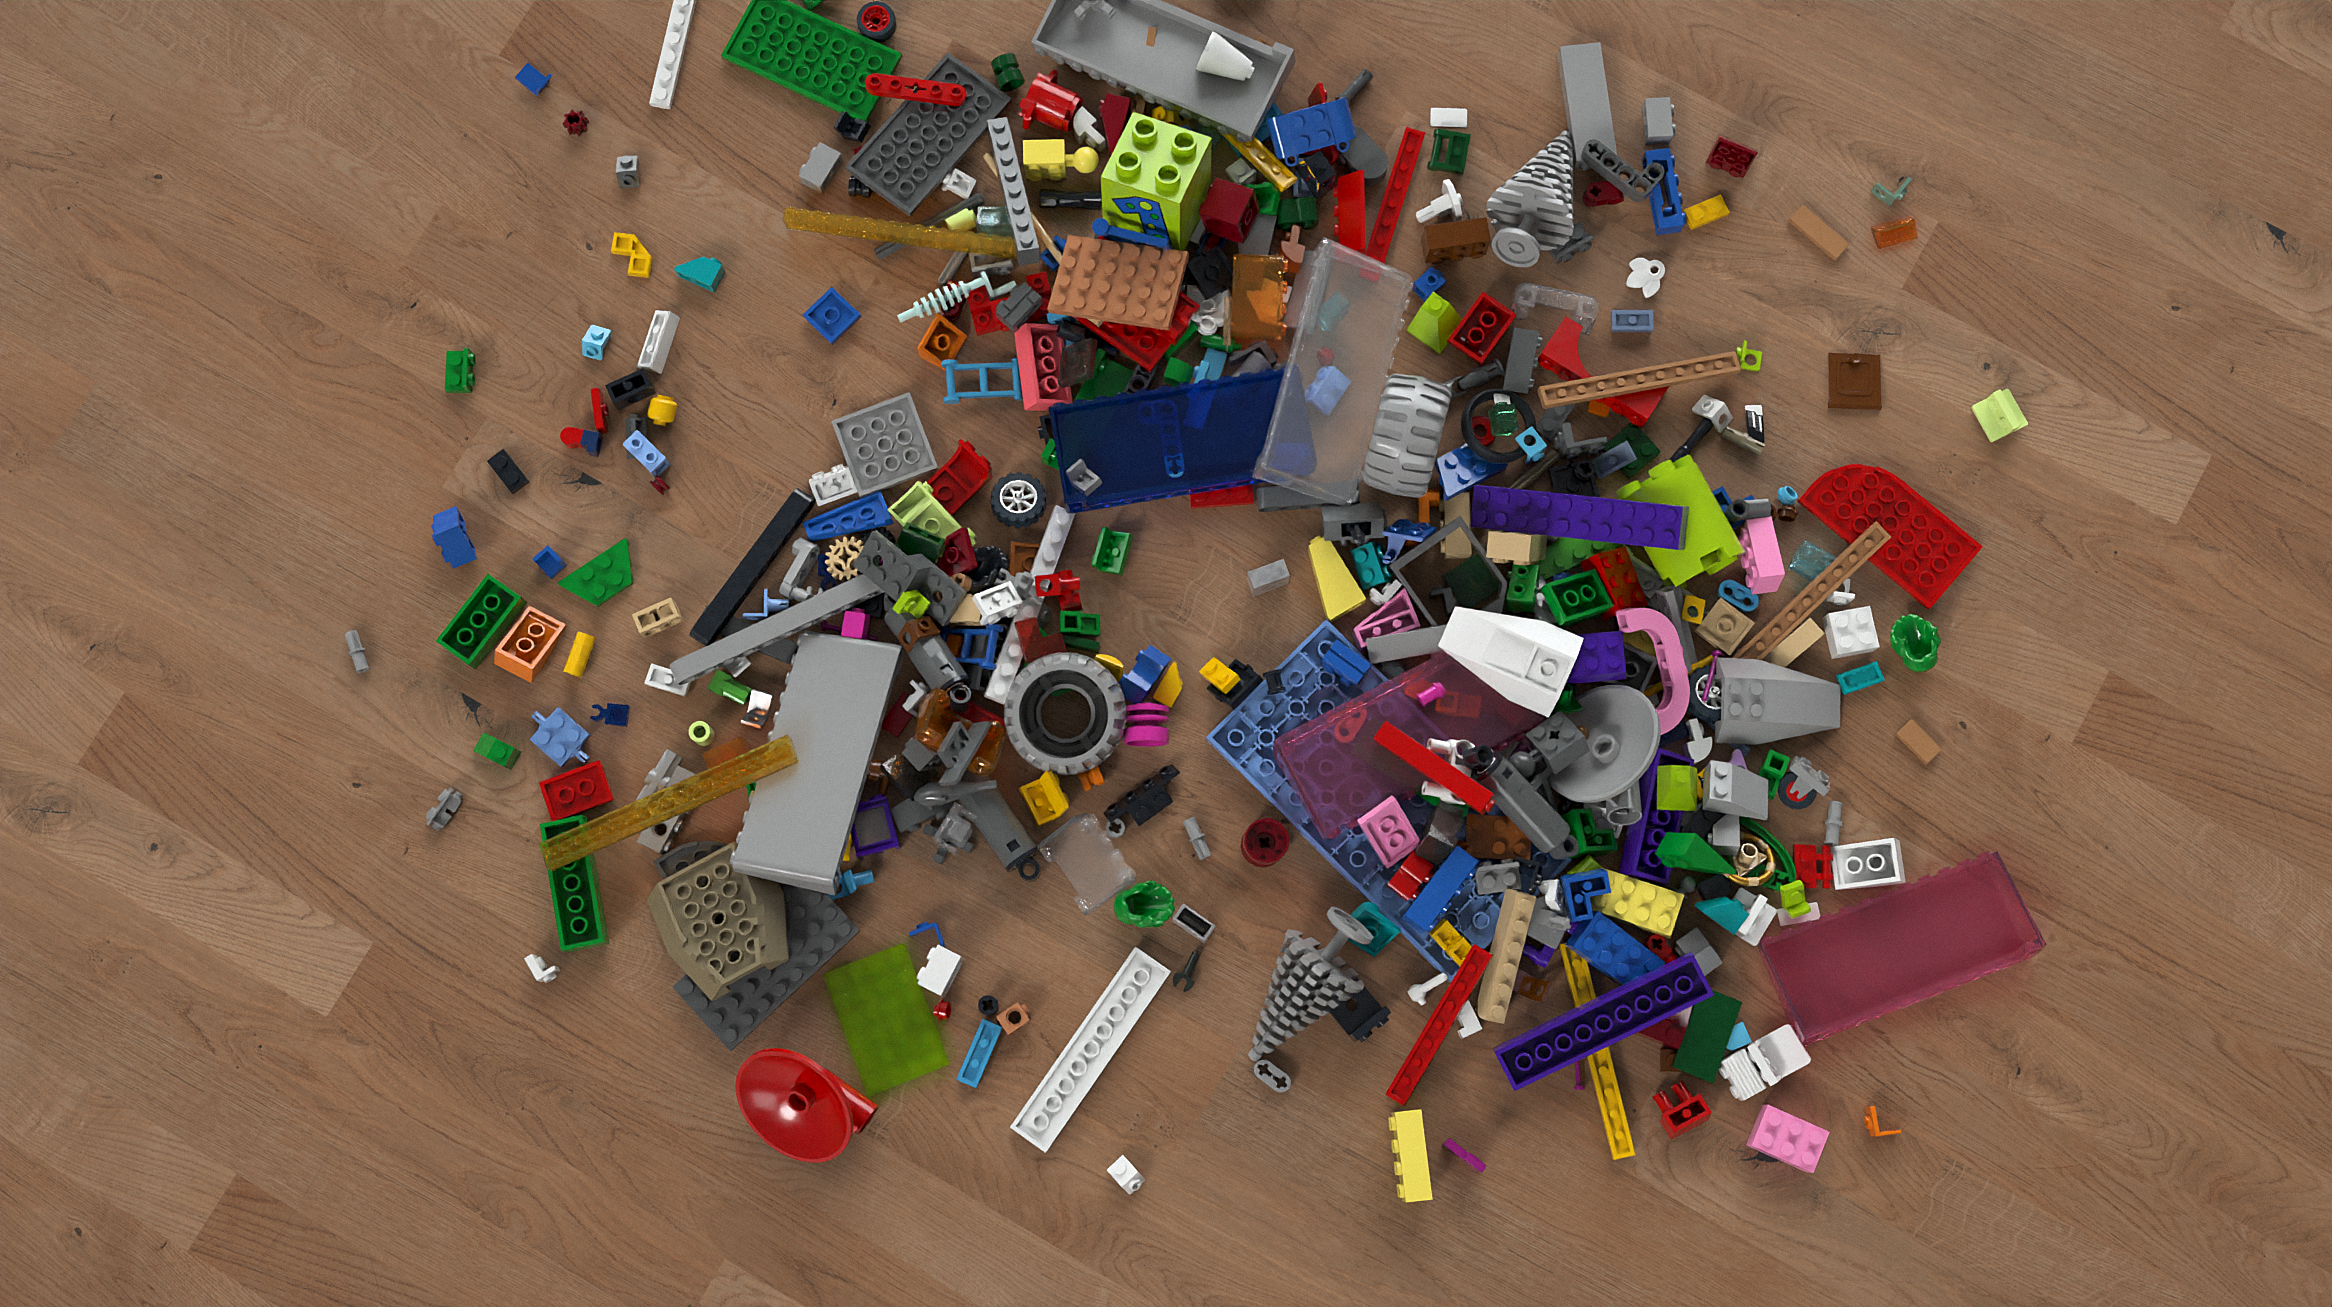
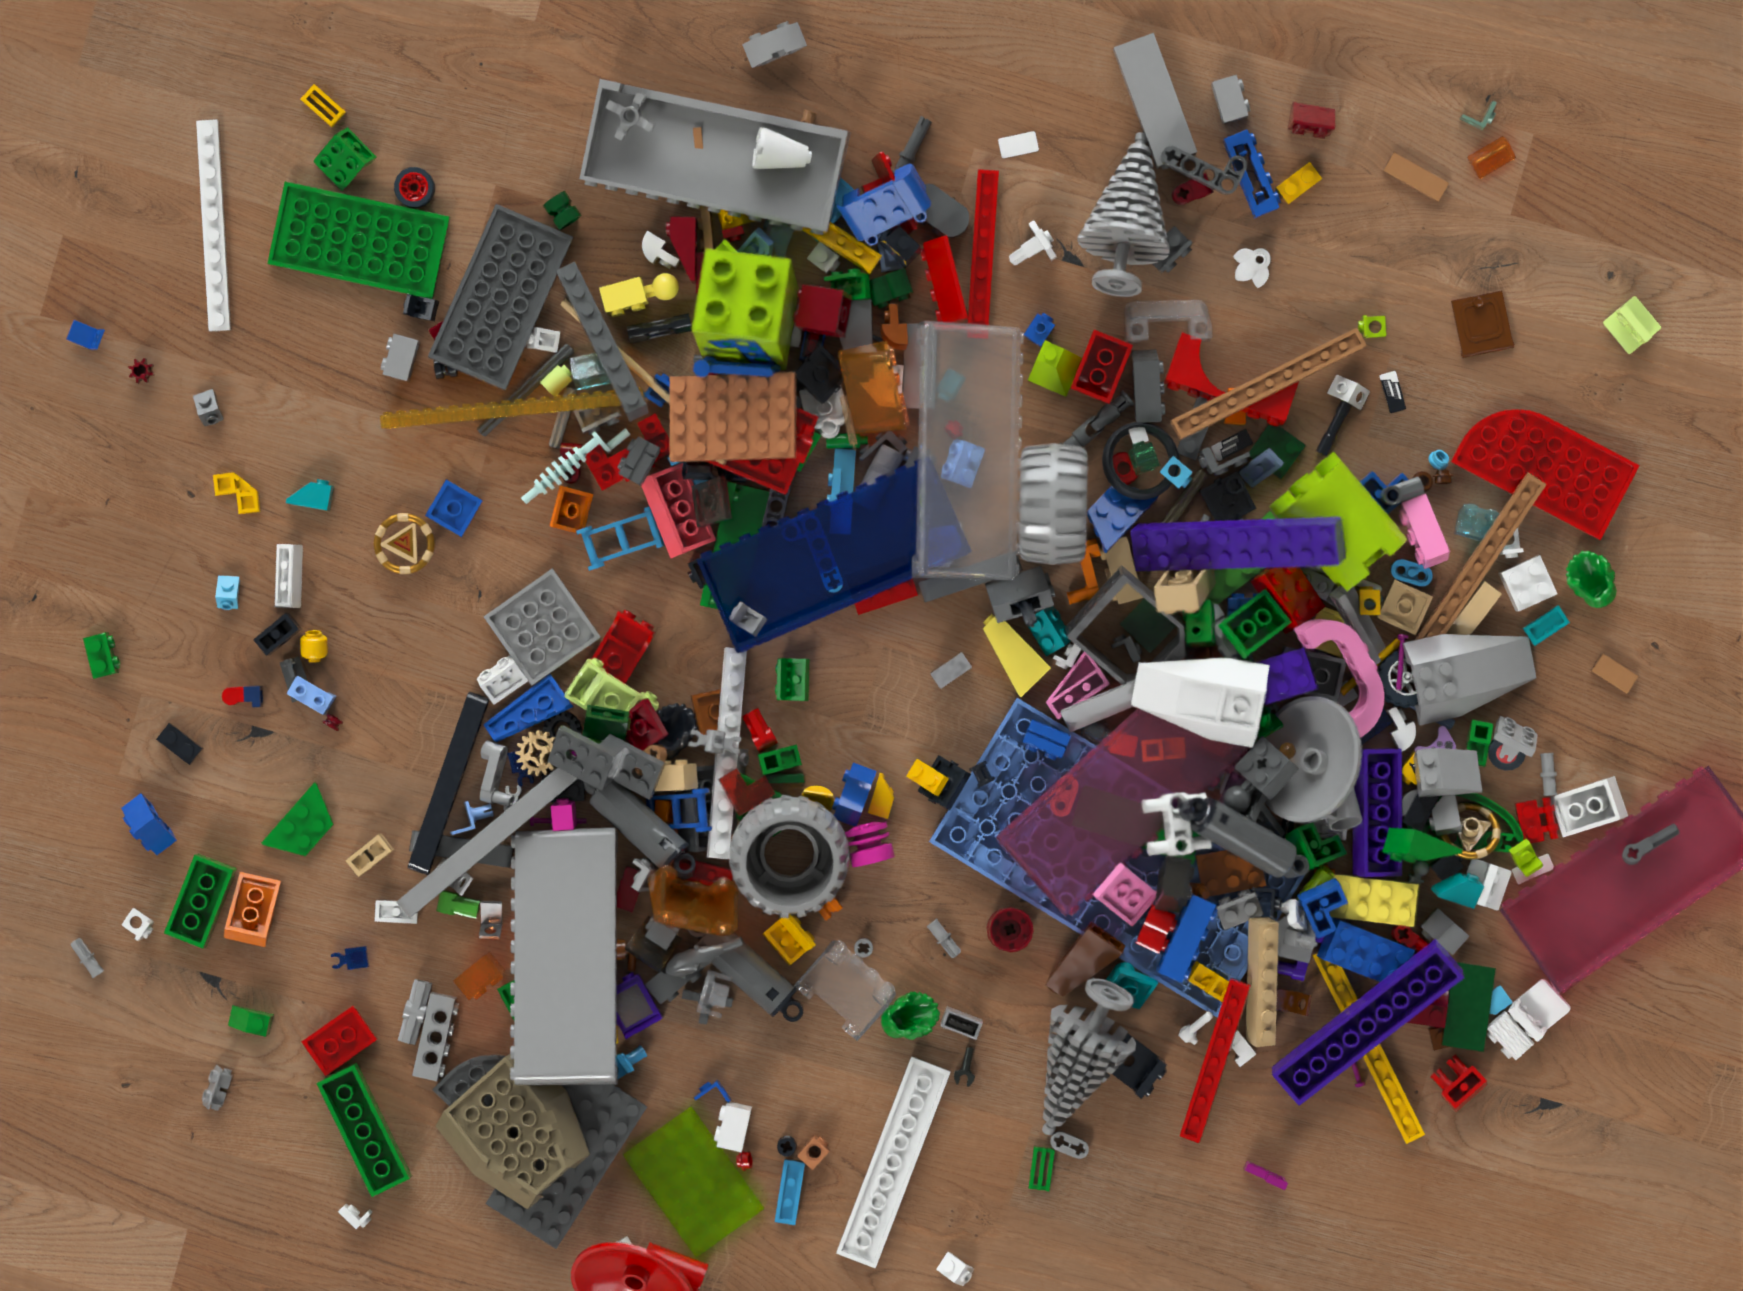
camera: 10 degrees left, 10 degrees up
(418, 637) = (143, 931): none -> white bracket
(549, 562) = (248, 824): blue panel -> none
(560, 737) = (308, 992): medium blue plate -> none
(579, 654) = (303, 908): yellow axle -> none
(600, 410) = (253, 661): red plate -> none
(668, 802) = (436, 1036): clear yellow piece -> none
(701, 733) = (444, 956): yellowish green brick -> none
(775, 335) = (404, 543): none -> piece
(912, 602) = (615, 786): lime bracket -> none
(917, 629) = (627, 810): reddish brown bracket -> none
(928, 91) = (497, 252): red piece -> none
(959, 749) = (699, 919): dark grey bracket -> none
(997, 603) = (697, 767): white bracket -> none
(1024, 483) = (688, 631): black wheel -> none
(1050, 103) = (614, 236): red container -> none
(1058, 584) = (749, 729): red bracket -> none
(1146, 799) = (885, 914): black bracket -> none
(1178, 372) = (814, 488): green brick -> none
(1231, 1111) = (1039, 1186): none -> green tile
(1335, 887) = (1085, 958): none -> reddish brown slope
(1402, 531) = (1075, 594): blue plate -> none
(1411, 1156) = (1217, 1189): light yellow brick -> none
(1431, 694) = (1135, 754): dark pink pin -> none
(1435, 768) = (1154, 830): red brick -> none
(1455, 154) = (1034, 183): dark green plate -> none
(1455, 240) = (1055, 281): reddish brown piece -> none
(1591, 433) = (1232, 445): none -> sticker
(1632, 321) = (1249, 317): sand blue plate -> none
(1677, 788) = (1390, 782): lime slope -> none
(1743, 440) = (1384, 413): dark tan pin -> none
(1787, 1138) = (1564, 1084): bright pink brick -> none
(1872, 1123) = (1639, 1051): orange bracket -> none
(1920, 915) = (1649, 844): none -> dark grey connector

